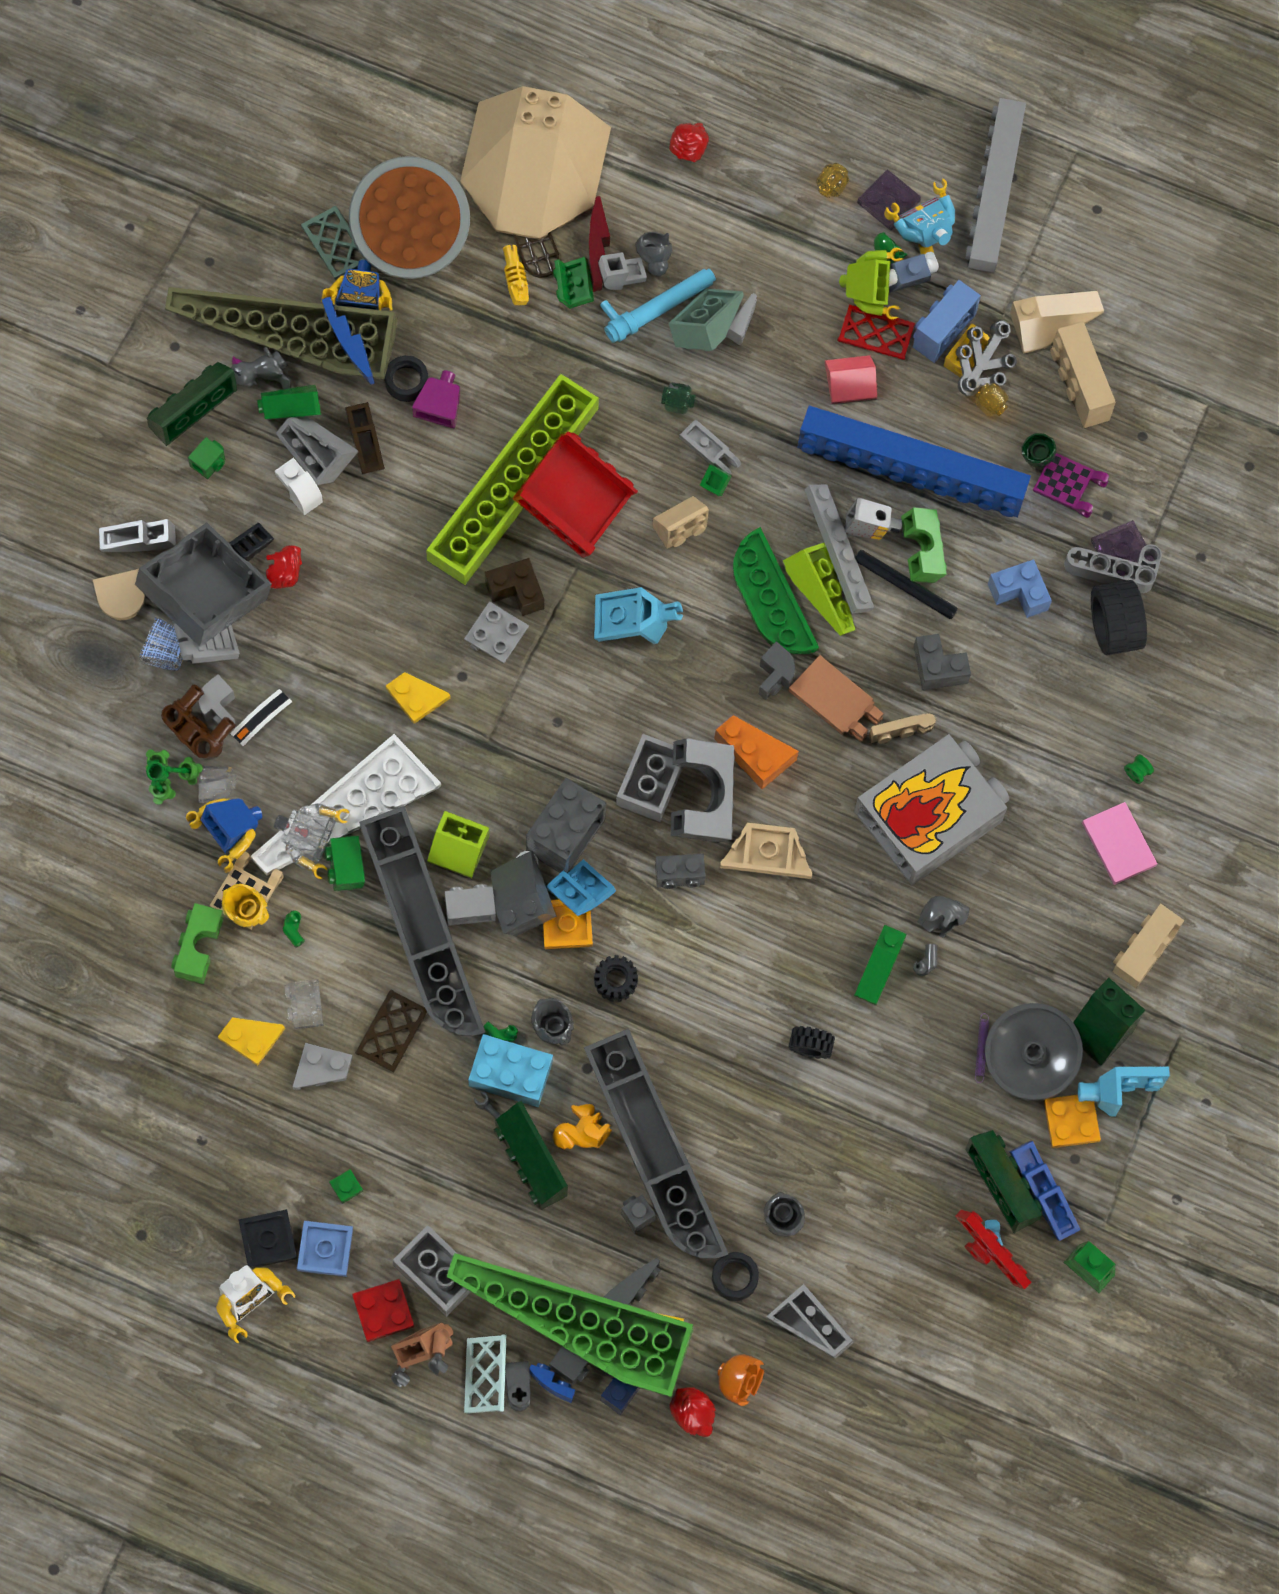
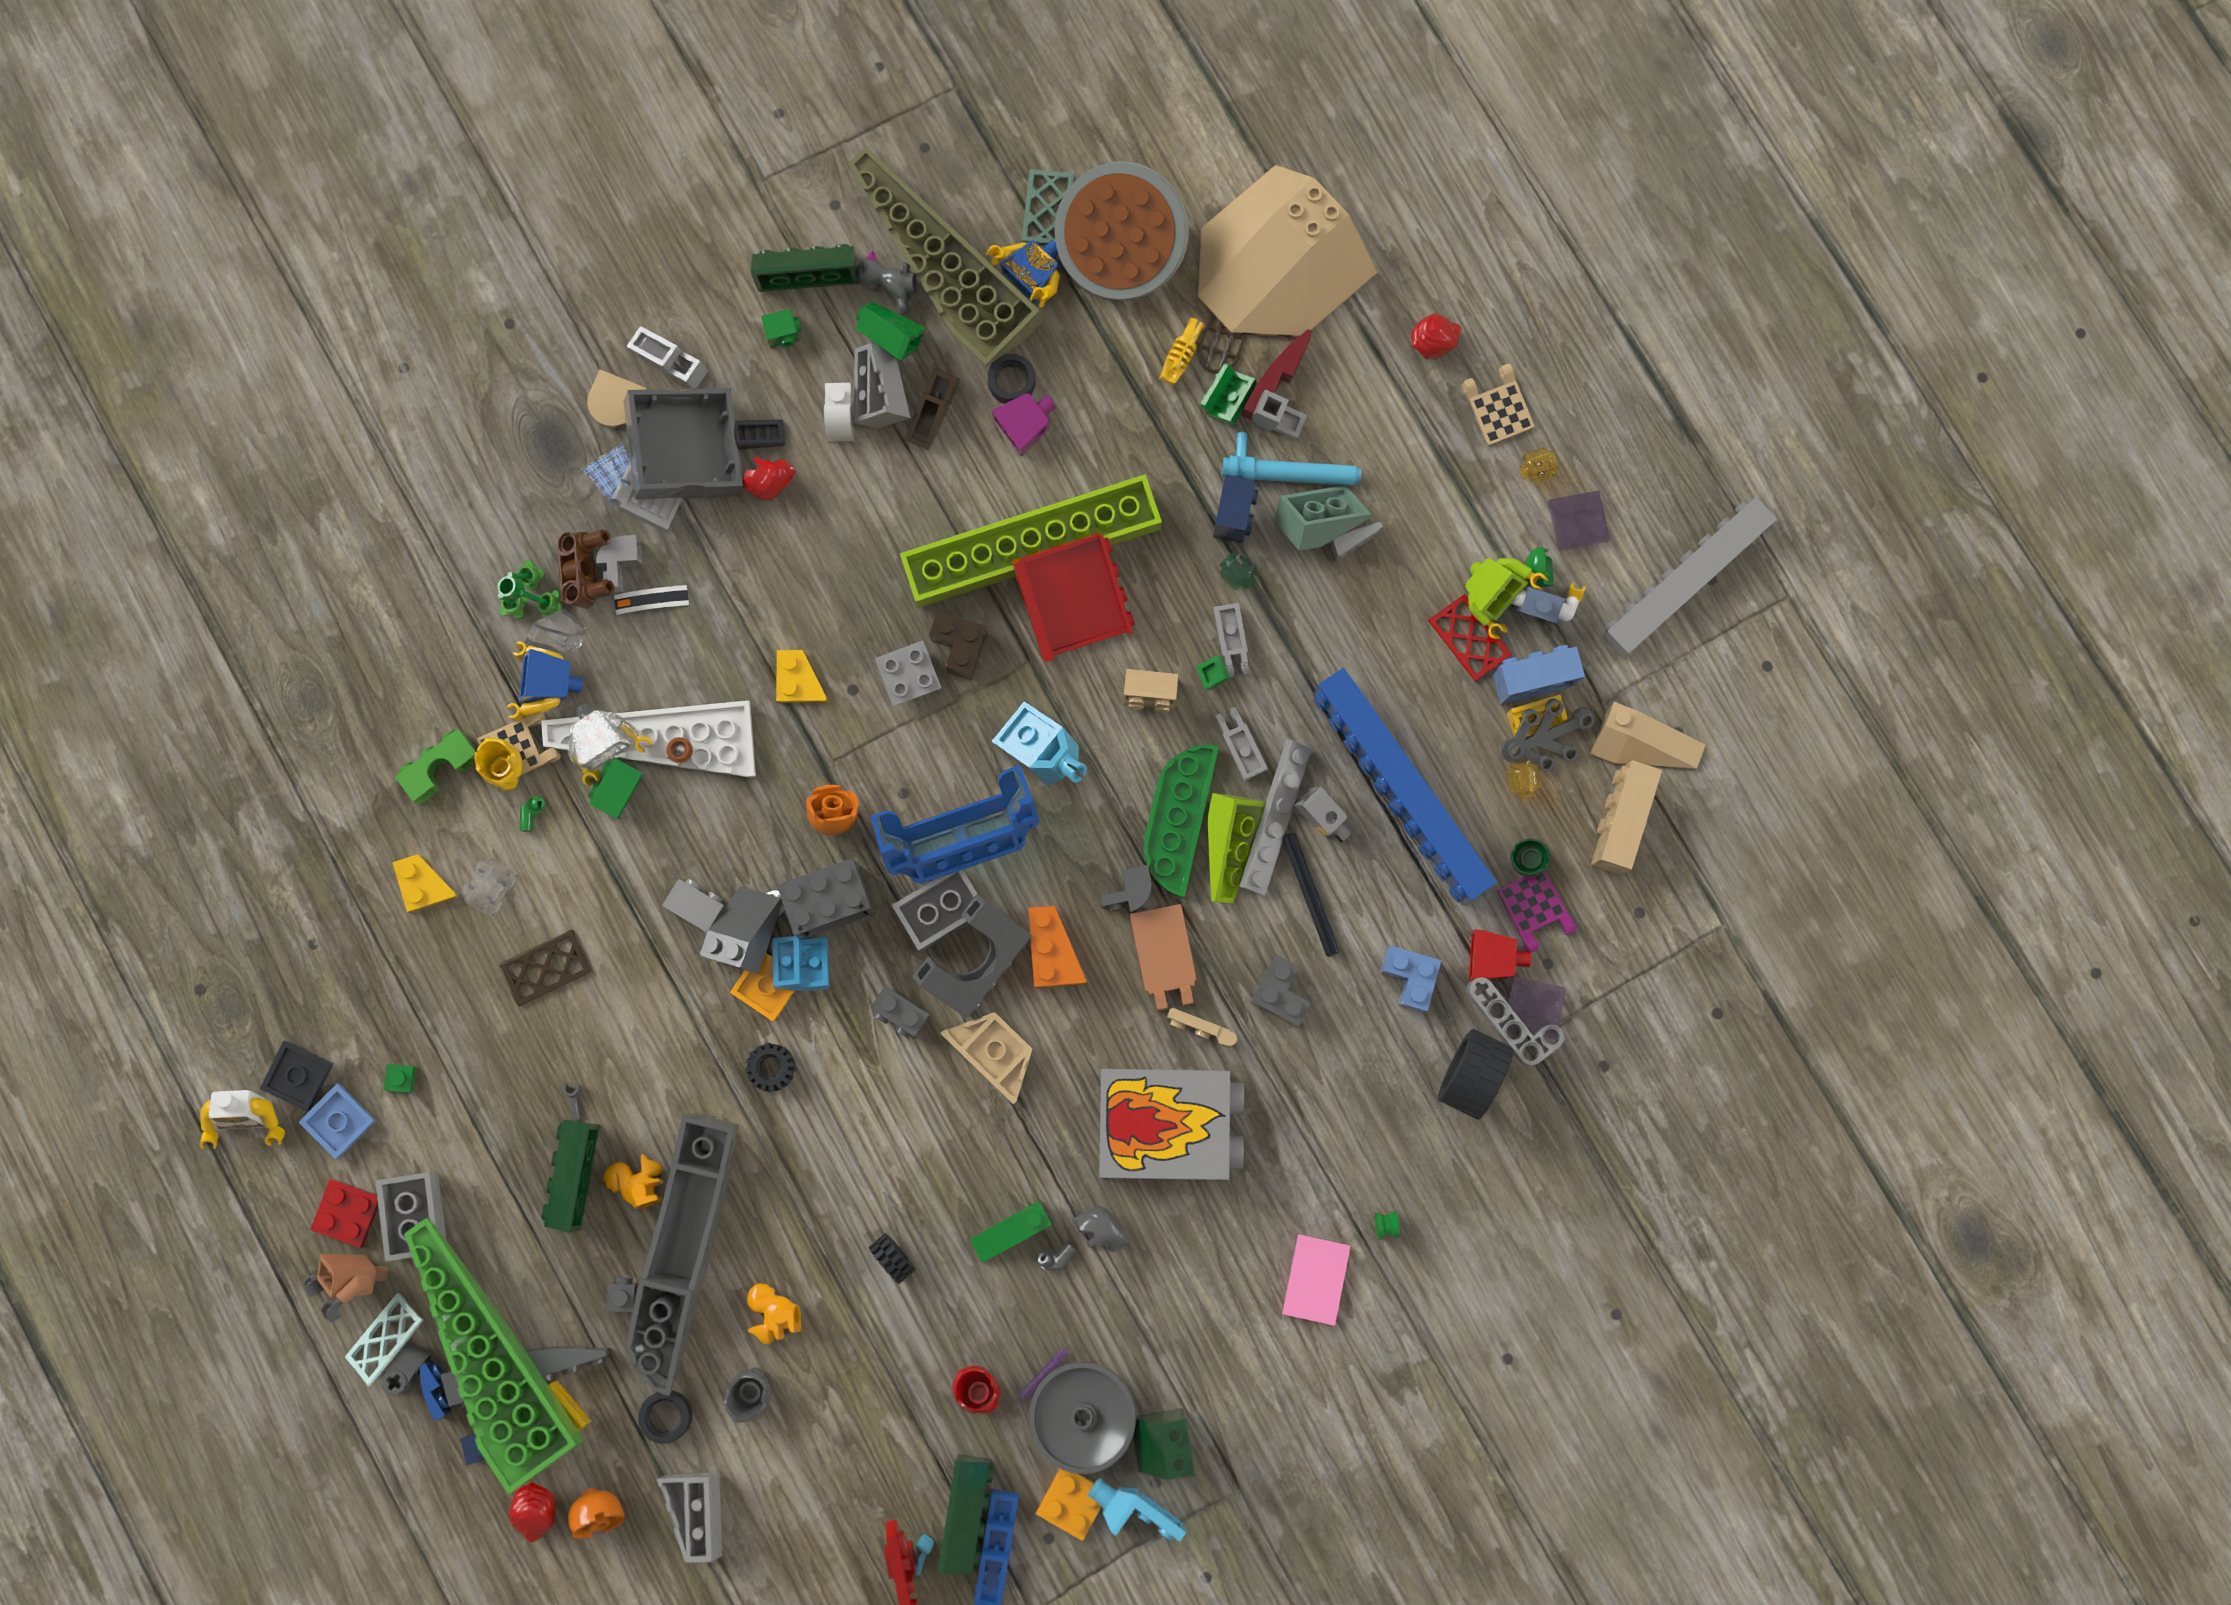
camera: 40 degrees right, 10 degrees up
(321, 1066) = (460, 954): light grey wing -> none
(352, 345) = (977, 317): blue slope -> none
(372, 795) = (674, 744): none -> dark orange plate
(421, 922) = (639, 885): dark grey slope -> none
(458, 844) = (725, 843): lime slope -> none
(507, 1034) = (633, 1043): green arm -> none
(510, 1070) = (613, 1083): medium azure brick -> none
(519, 765) = (832, 810): none -> orange cylinder
(552, 1021) = (683, 1066): dark grey hair -> none
(631, 708) = (960, 835): none -> blue windscreen
(645, 356) = (1233, 514): none -> dark blue brick
(655, 250) = (1325, 417): dark grey piece -> none
(758, 1143) = (778, 1313): none -> light orange animal
(773, 163) = (1500, 410): none -> tan flag
(775, 516) = (1242, 747): none -> light grey hinge
(851, 379) = (1411, 665): coral slope -> none
(924, 527) = (1366, 855): bright green arch -> none
(927, 222) = (1595, 568): medium azure torso -> none
(943, 1090) = (976, 1390): none -> red hair
(1066, 532) = (1495, 956): none -> red torso
(1147, 945) = (1262, 1397): tan wedge -> none

